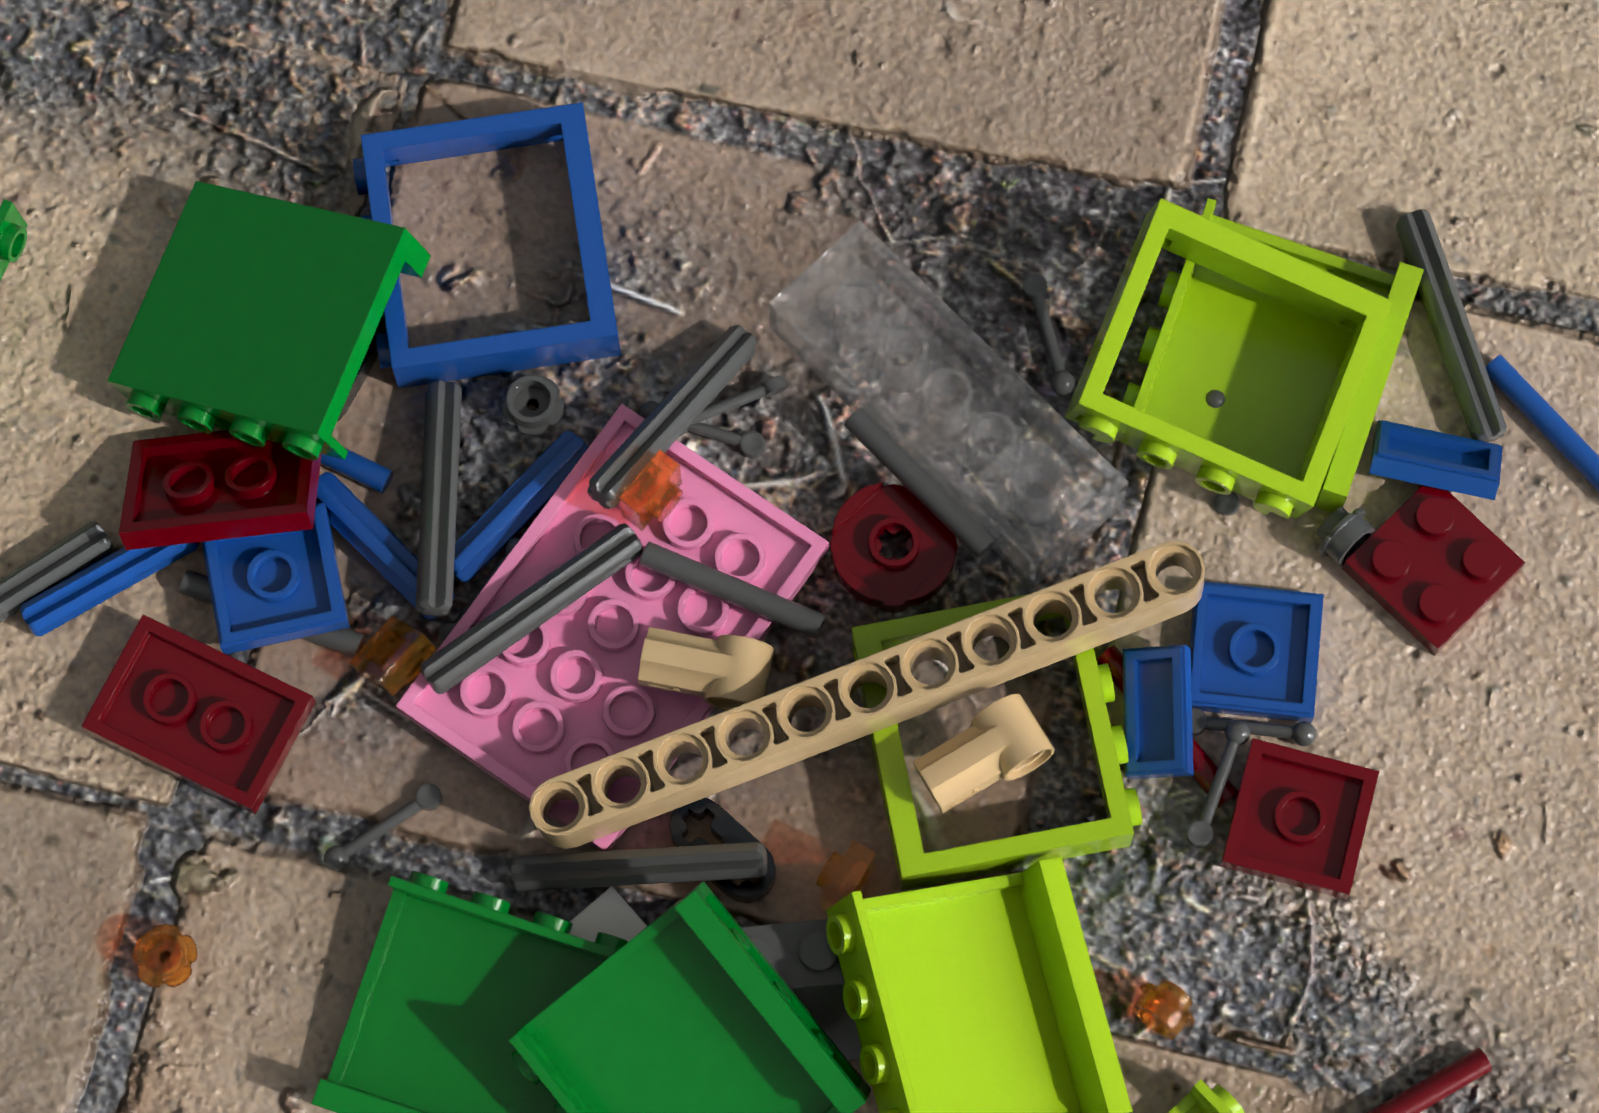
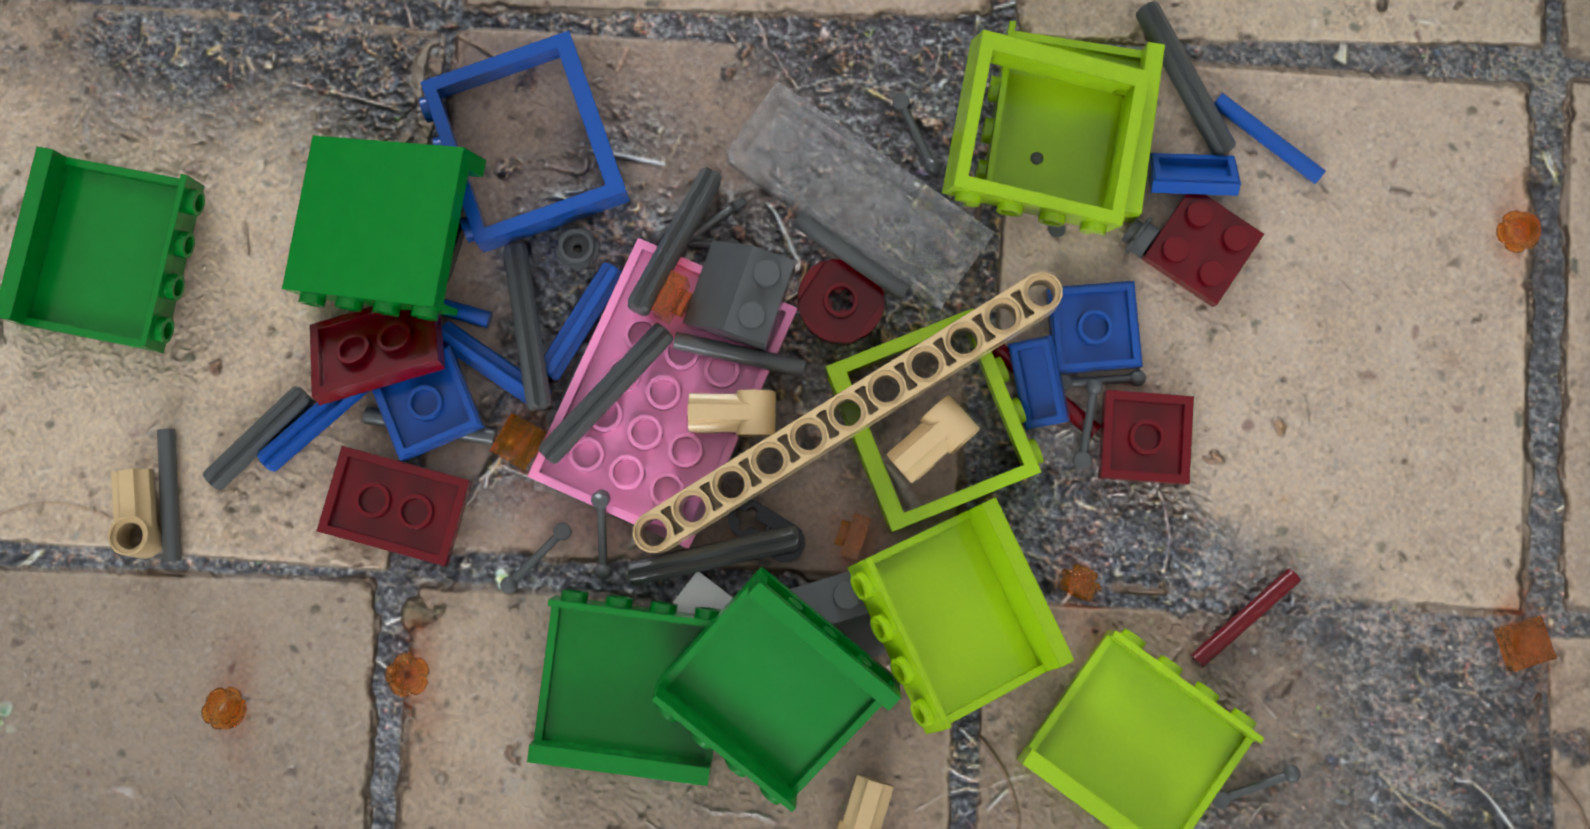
camera: 15 degrees left, 10 degrees up
(492, 757) = (600, 500): none -> dark grey hinge
(752, 504) = (740, 293): none -> dark grey slope

